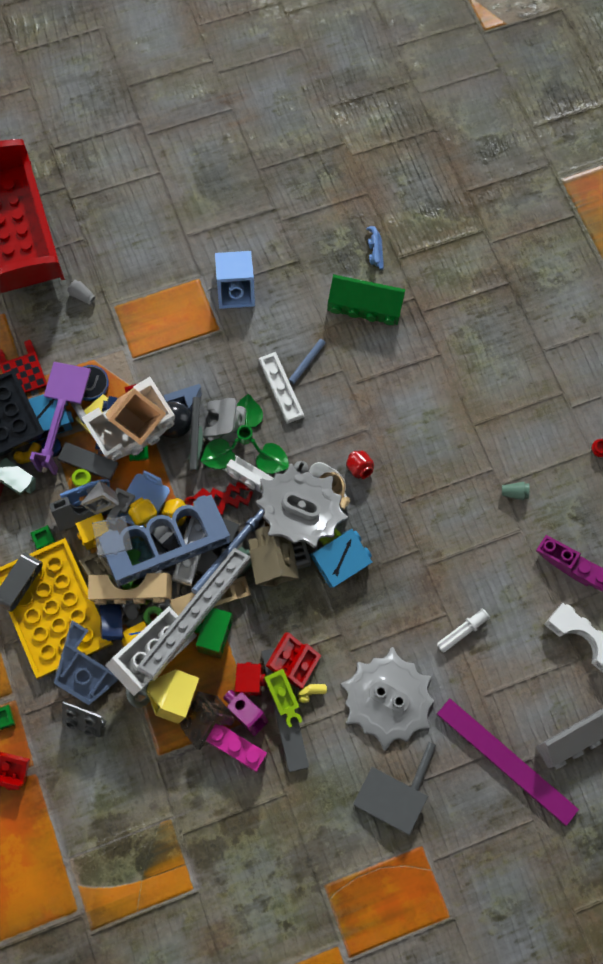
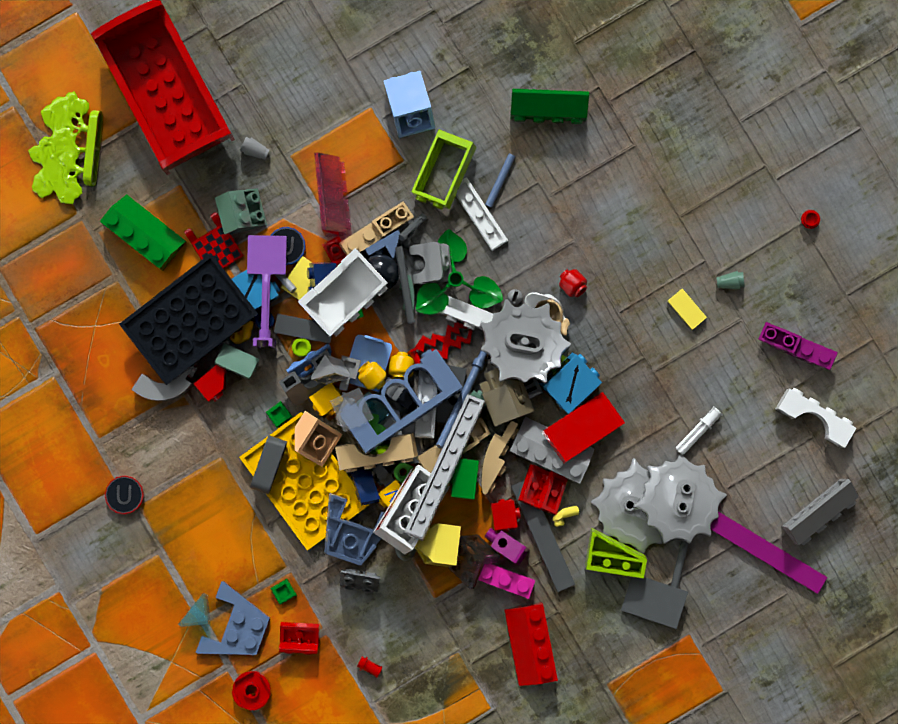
camera: 10 degrees left, 15 degrees up
(54, 342) = (240, 211): none -> sand green slope
(71, 564) = (315, 438): none -> light nougat slope
(72, 816) = (369, 666): none -> red pin
(135, 415) = (349, 294): light nougat slope -> none
(142, 339) = (331, 195): none -> clear pink slope
(184, 378) = (377, 229): none -> tan slope
(210, 388) = (409, 231): none -> dark grey hose
(247, 625) = (492, 463): none -> tan slope
(250, 824) = (531, 644): none -> red slope
(258, 313) = (450, 139): none -> lime window
(283, 695) = (539, 525): lime plate -> none
(309, 623) = (534, 447): none -> light grey slope
(345, 604) = (583, 427): none -> red tile
(354, 743) = (613, 557): none -> lime wedge
(375, 243) = (549, 35): medium blue piece -> none
(429, 681) = (665, 493): none -> light grey piece
(468, 510) = (687, 309): none -> light yellow tile

